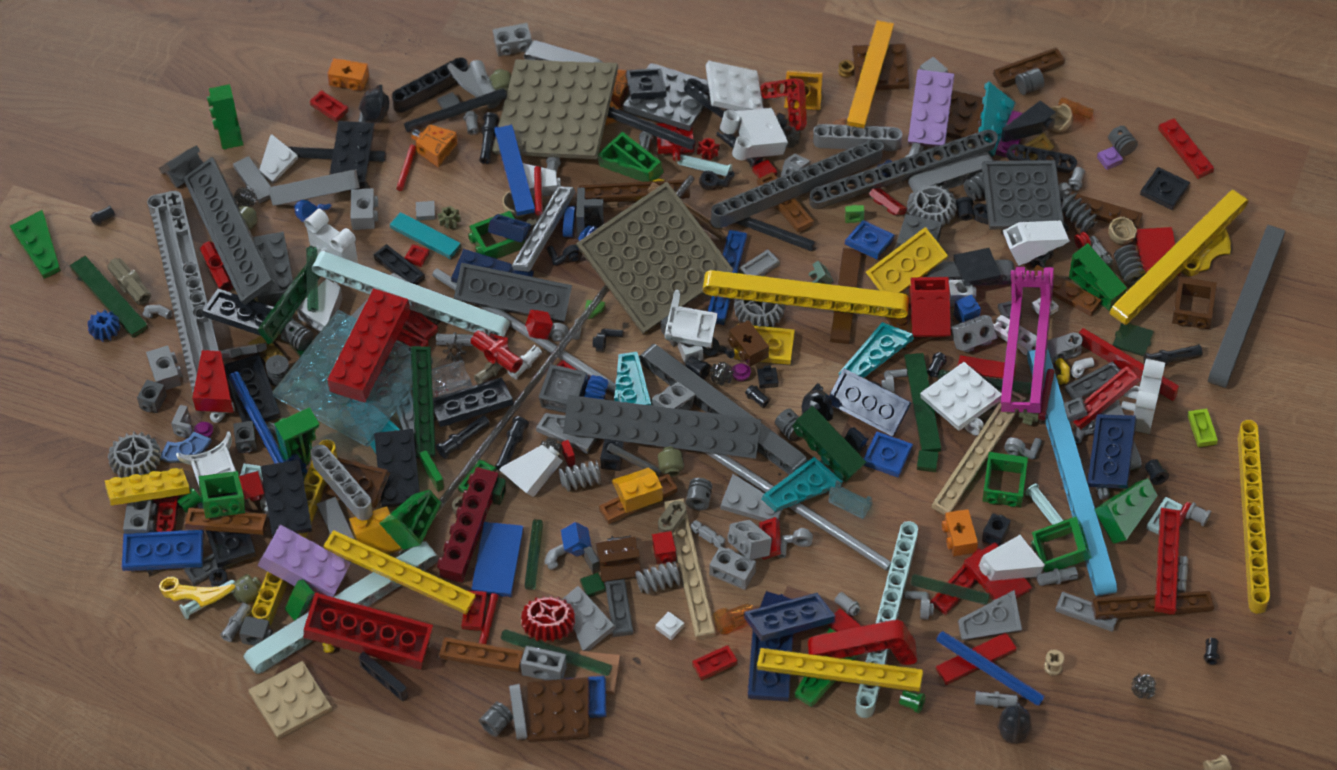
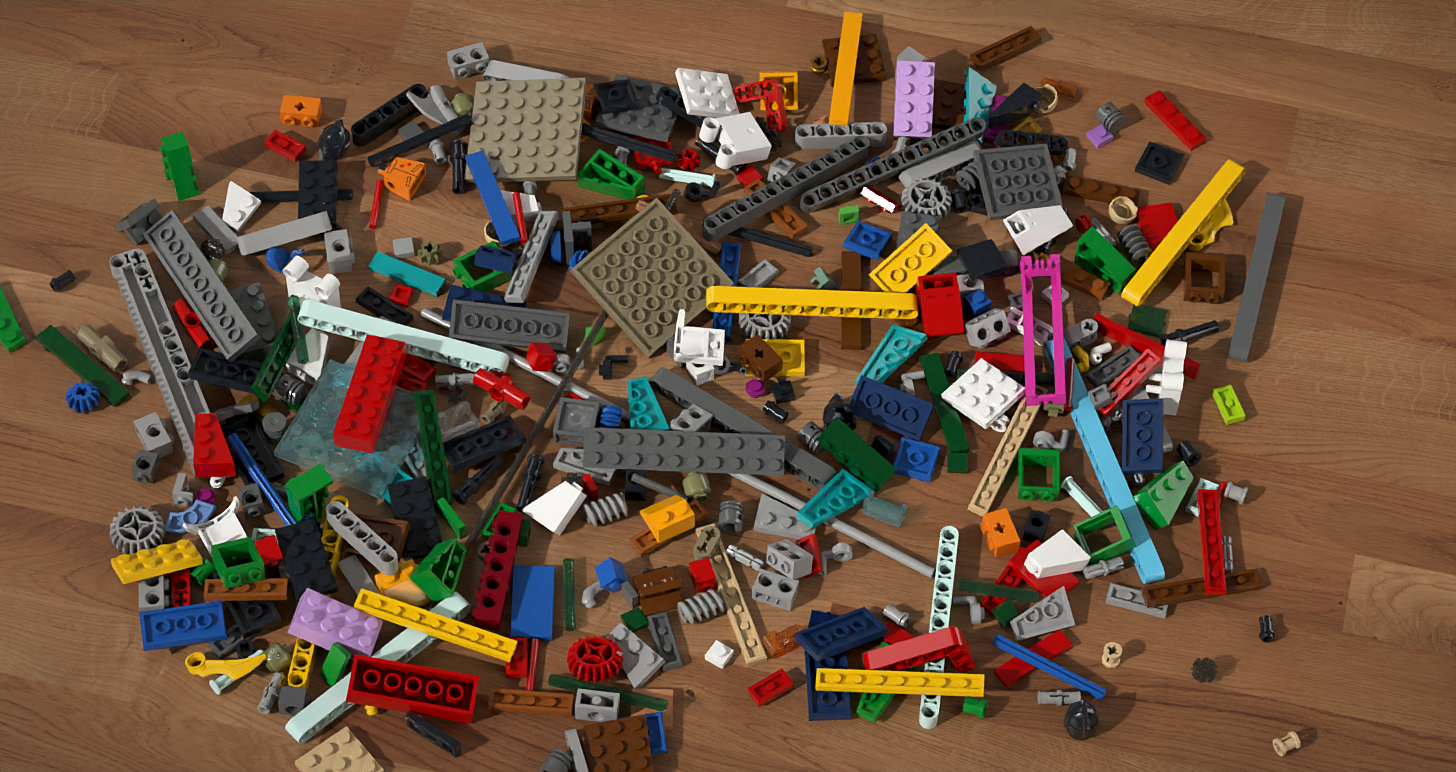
camera: 10 degrees left, 0 degrees up
(527, 359) = (535, 393): white pin -> none
(569, 254) = (561, 281): black plate -> none
(698, 367) = (711, 386): black bush -> none
(721, 373) = (736, 391): clear smoke gear -> none
(954, 611) = (1005, 613): none -> dark green tile
(1029, 81) = (1008, 63): dark grey piece -> none
(1078, 214) = (1076, 196): dark grey piece -> none
(1250, 522) = (1289, 496): yellow beam -> none

